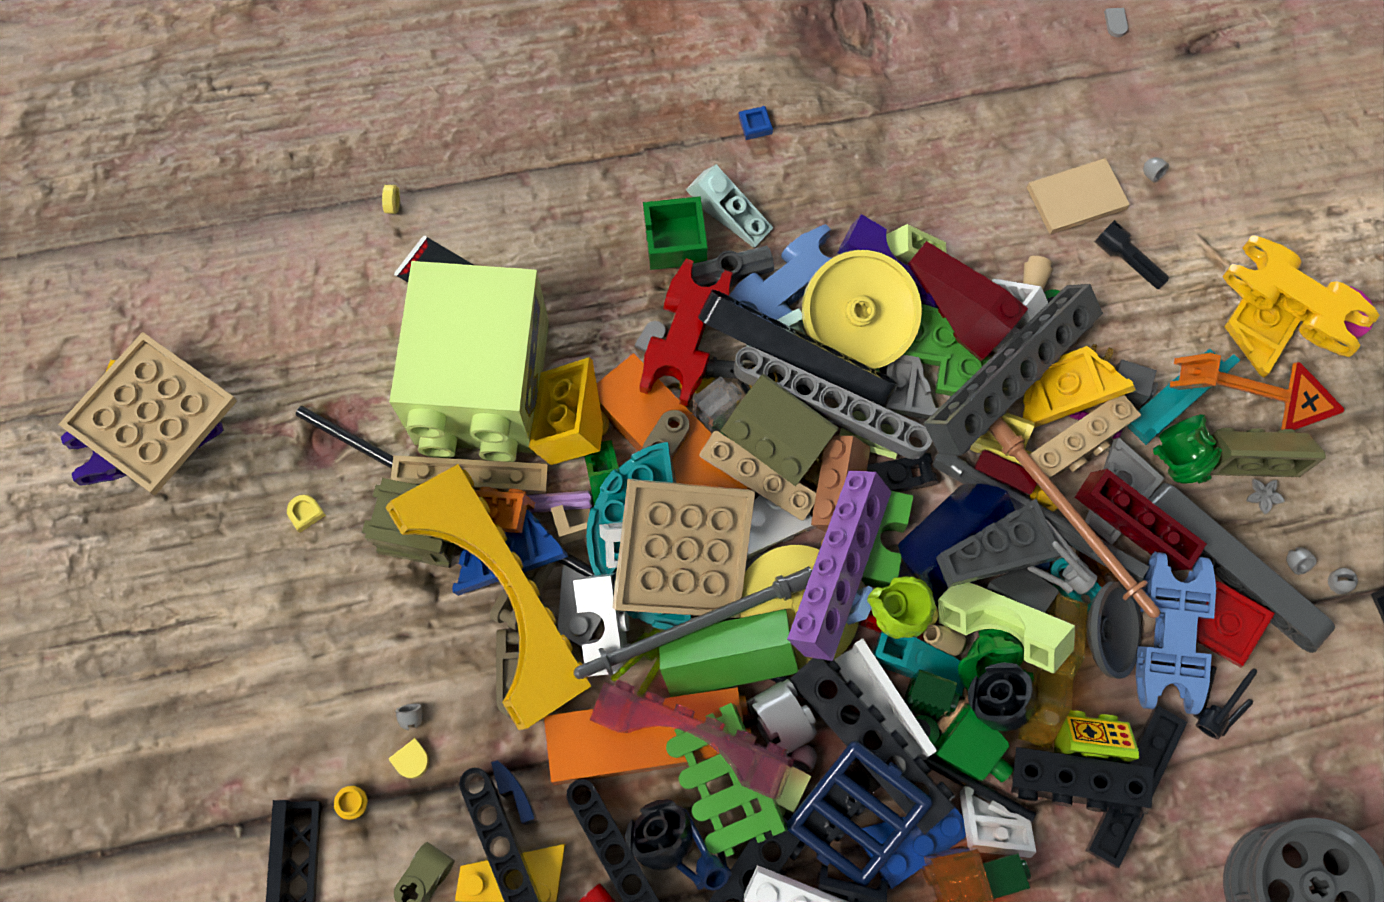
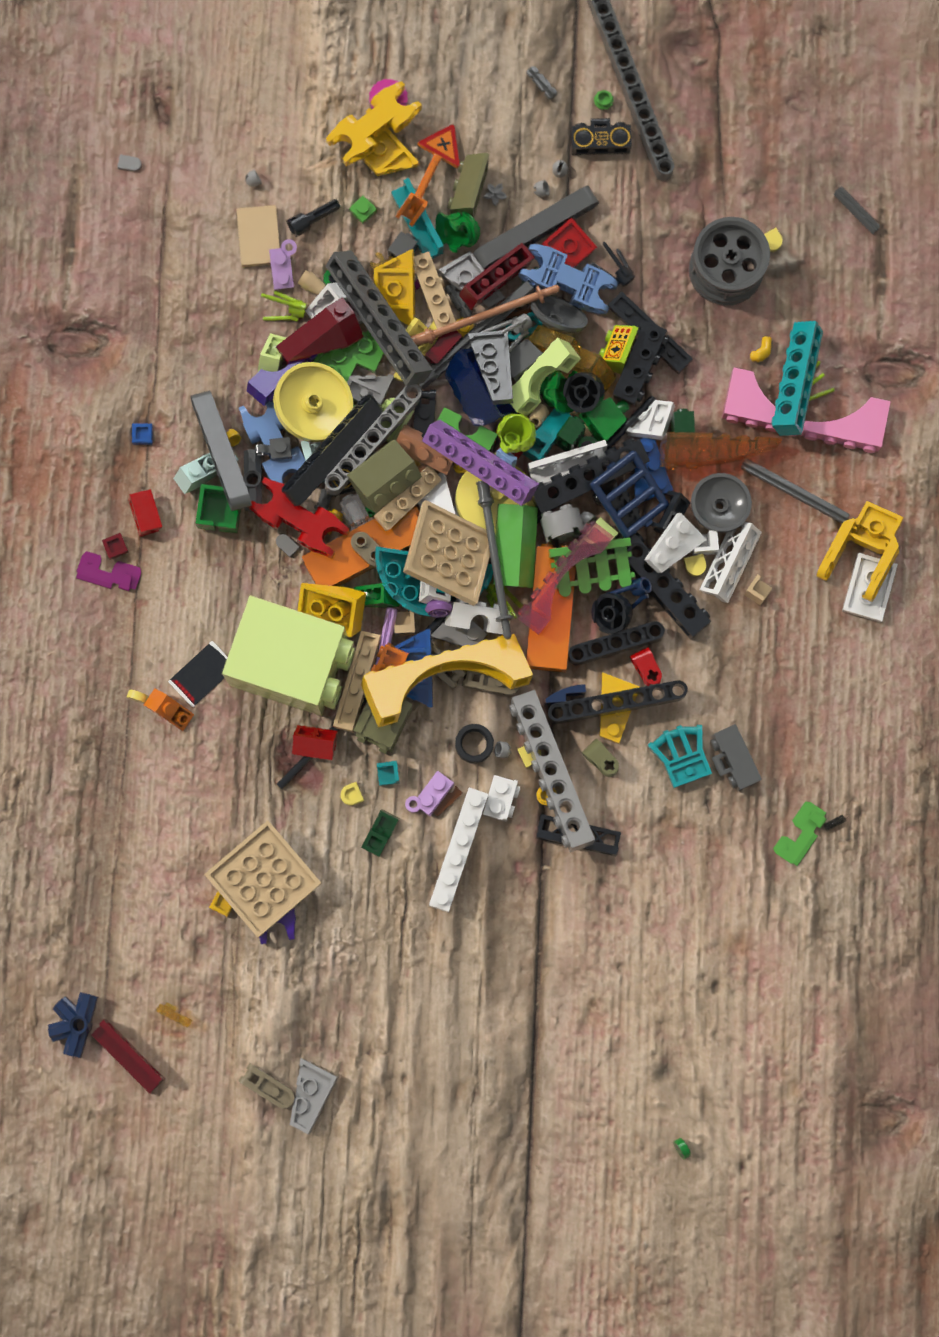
camera: 80 degrees left, 10 degrees up
(237, 683) = (458, 850): none -> white arch
(252, 566) = (380, 832): none -> dark green slope
(268, 858) = (530, 703): none -> light grey brick
(317, 651) = (447, 801): none -> reddish brown piece
(321, 625) = (431, 795): none -> lavender hinge
(333, 731) = (500, 798): none -> white bracket
(342, 555) = (388, 773): none -> teal panel
(368, 438) = (314, 742): none -> red hinge
(380, 240) = (168, 709): none -> orange slope
(391, 654) = (472, 758): none -> black tyre
(556, 148) = (122, 574): none -> magenta piece
(592, 125) = (115, 546): none -> dark red plate
(597, 557) = (438, 608): none -> medium lavender cone
(645, 146) = (145, 512): none -> red hinge
(753, 211) = (221, 451): none -> beam
(778, 226) = (236, 437): none -> yellow hinge
(780, 283) = (278, 449): none -> dark grey plate
(993, 265) = (296, 307): none -> lime plant
(1046, 232) = (281, 265): none -> lavender hinge
(1073, 487) = (457, 301): none -> dark grey axle
(1167, 319) = (363, 209): none -> bright green plate

